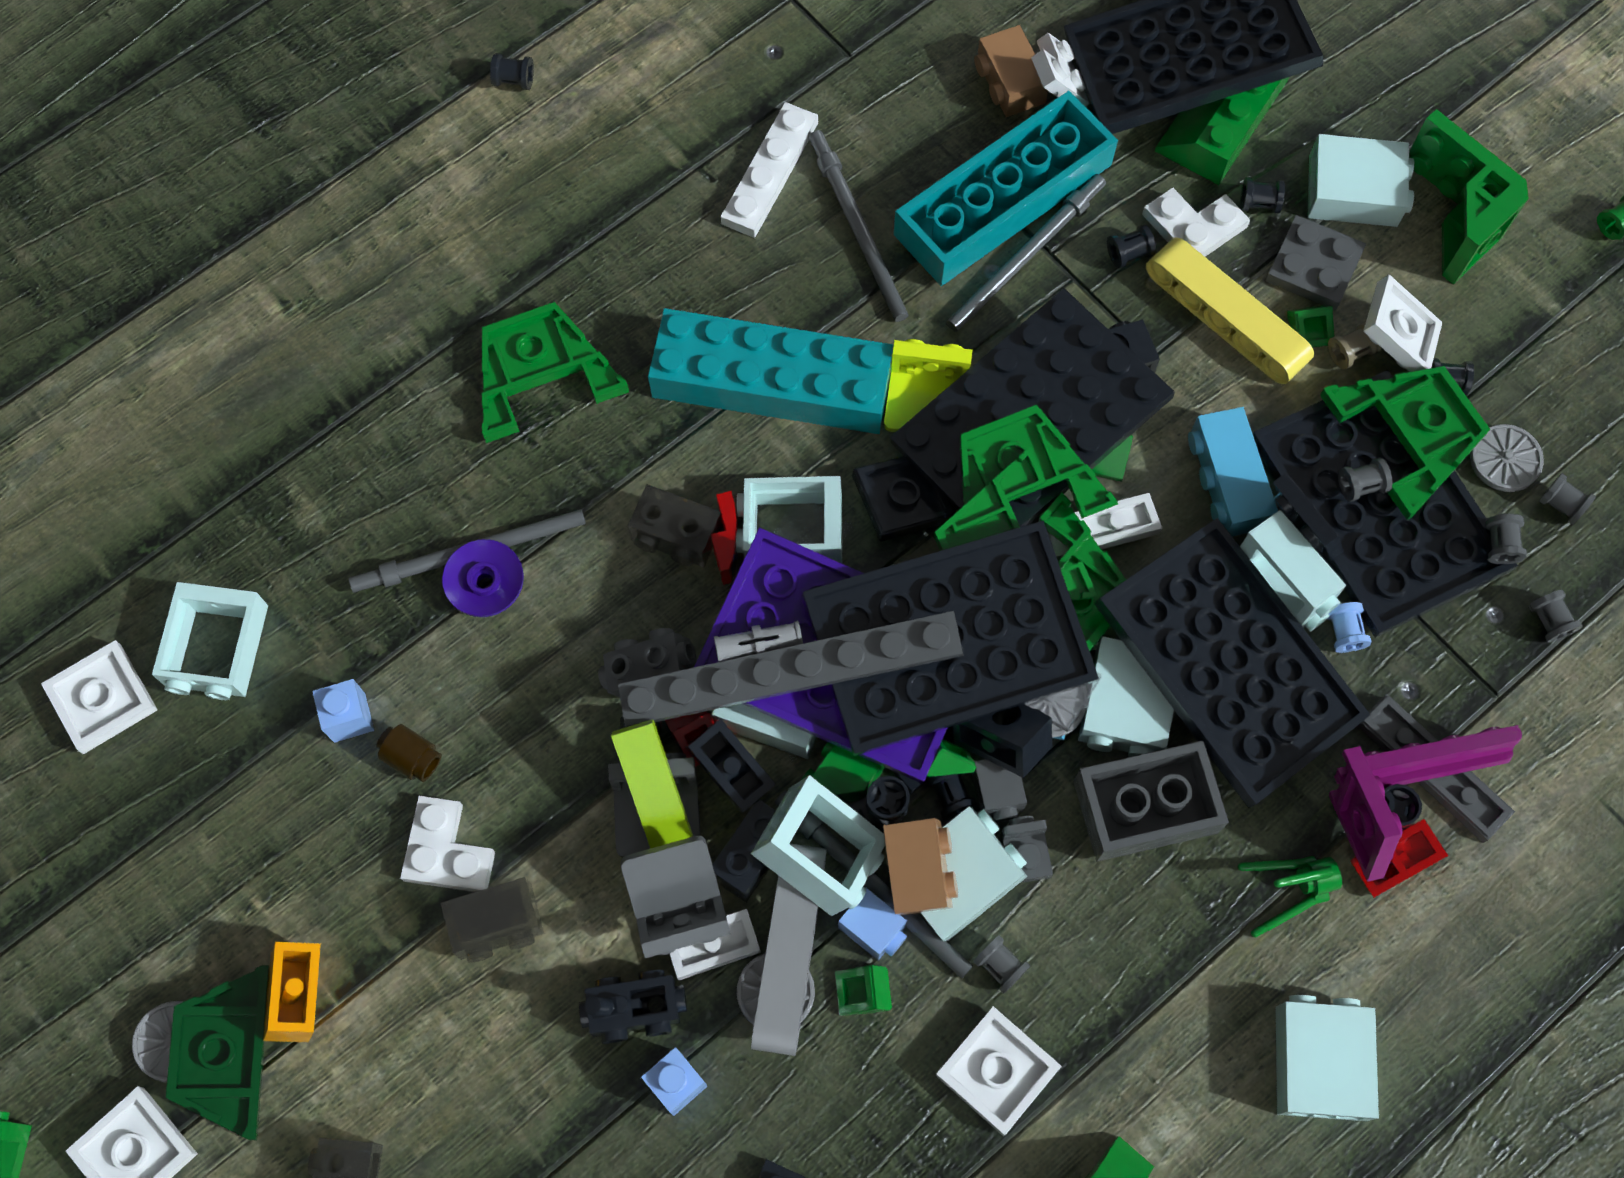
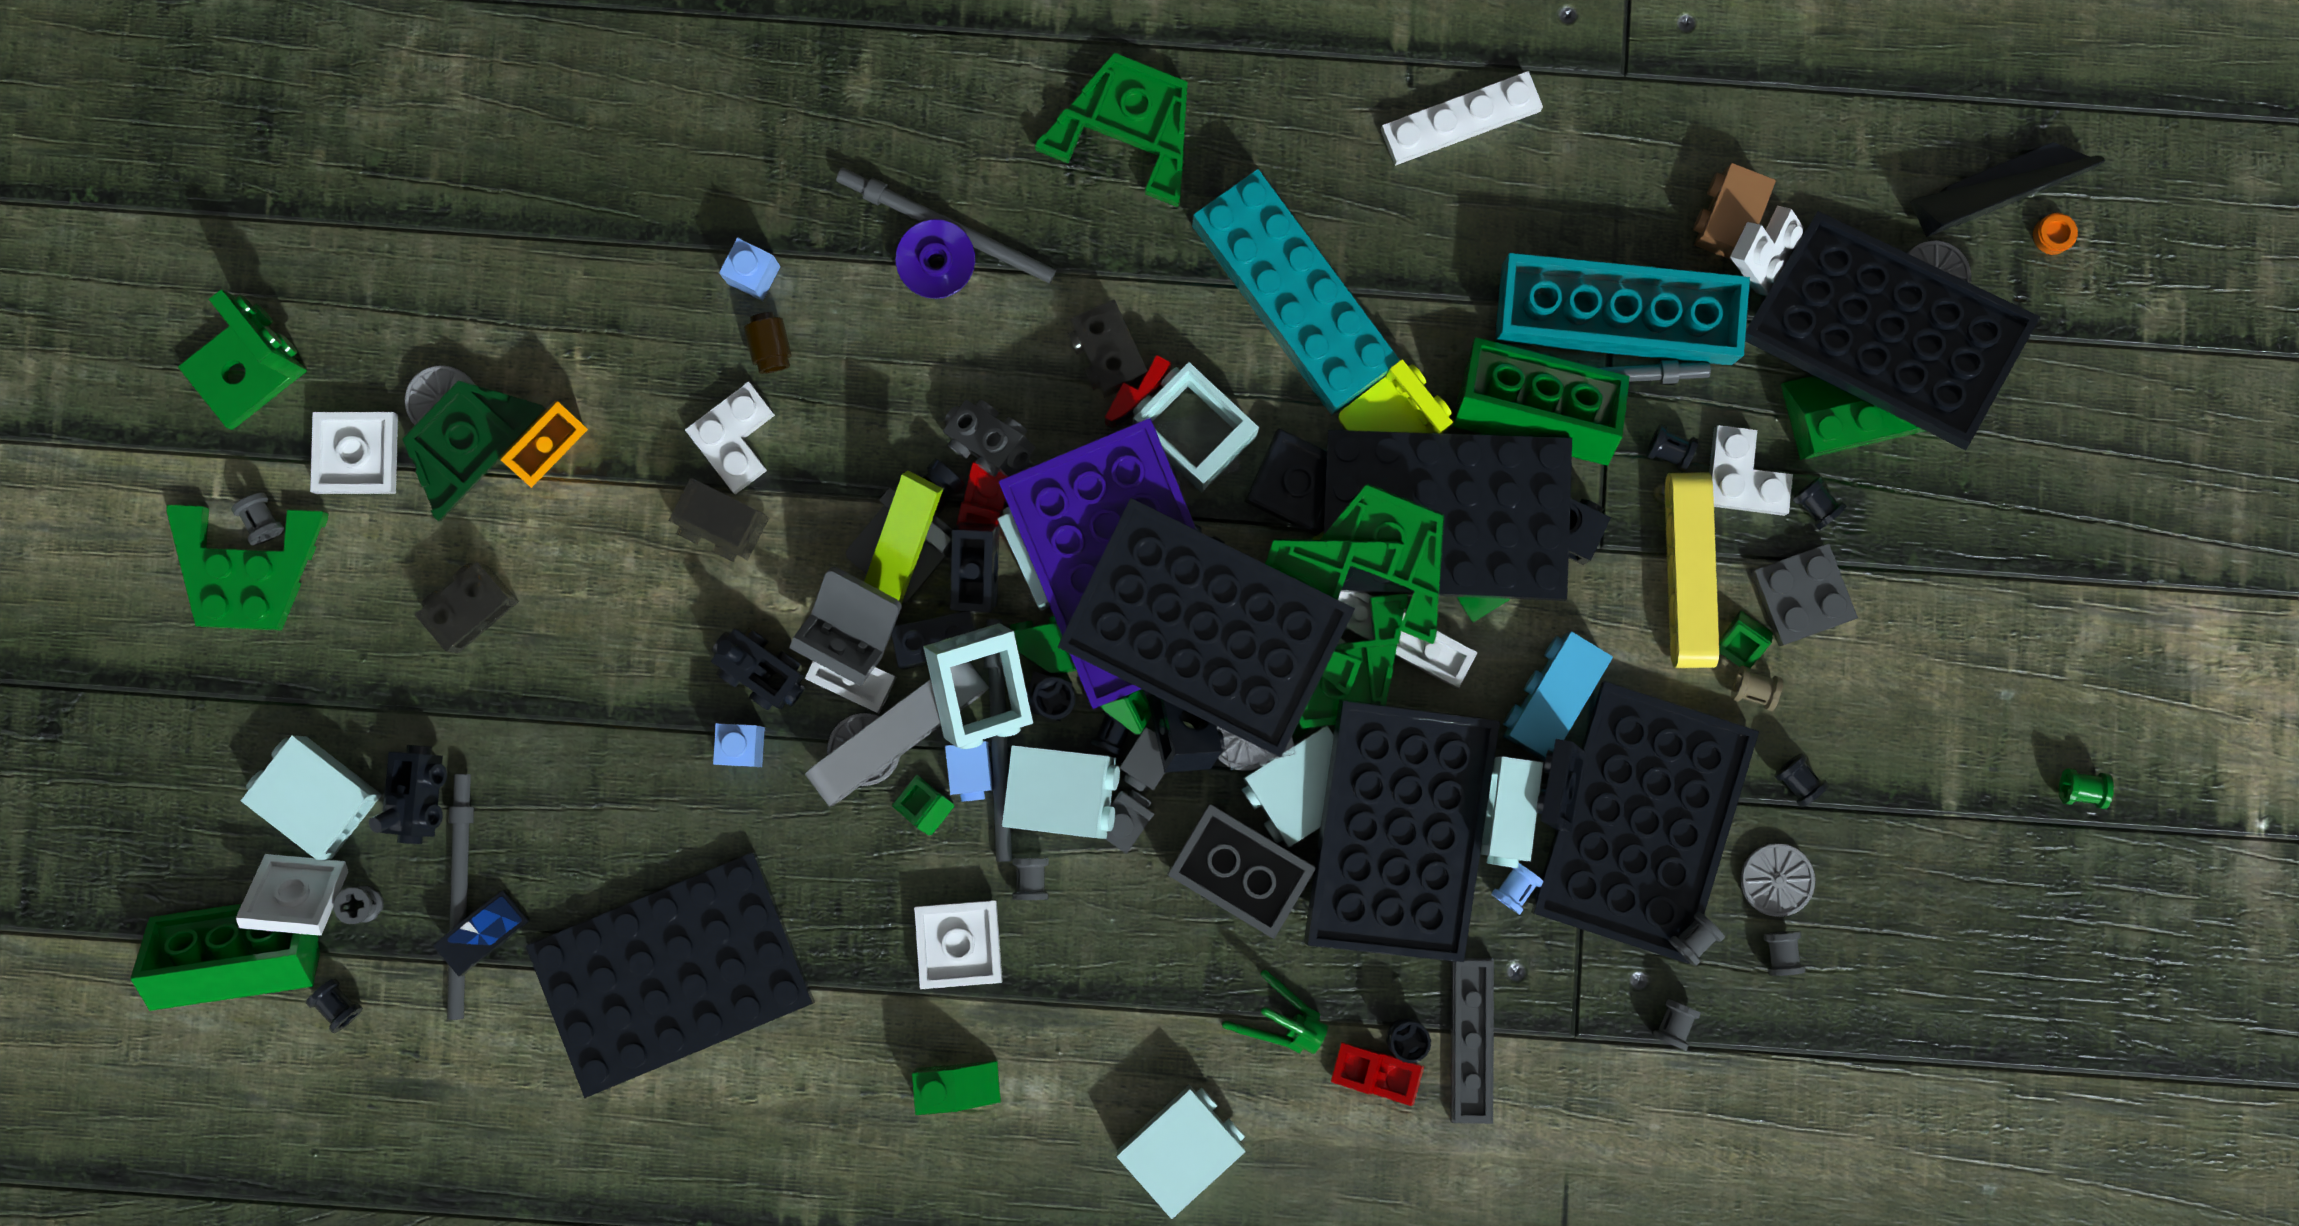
camera: 40 degrees right, 15 degrees up
(99, 697) = (594, 97): white plate -> none
(212, 600) = (681, 102): light aqua window -> none
(784, 636) = (1041, 489): light grey pin -> none
(791, 669) = (1069, 547): dark grey plate -> none
(831, 168) = (1508, 160): dark grey bar -> none
(919, 866) = (1029, 764): medium nougat brick -> none
(1004, 291) = (1542, 396): none -> green slope
(1359, 180) = (1909, 563): light aqua brick -> none
(1361, 792) = (1454, 1024): magenta bracket -> none
(1365, 479) = (1642, 797): dark grey bush -> none
(1402, 326) = (1804, 711): white plate -> none
(1427, 417) = (1741, 800): green wing -> none
(1474, 178) = (1981, 678): green bracket -> none

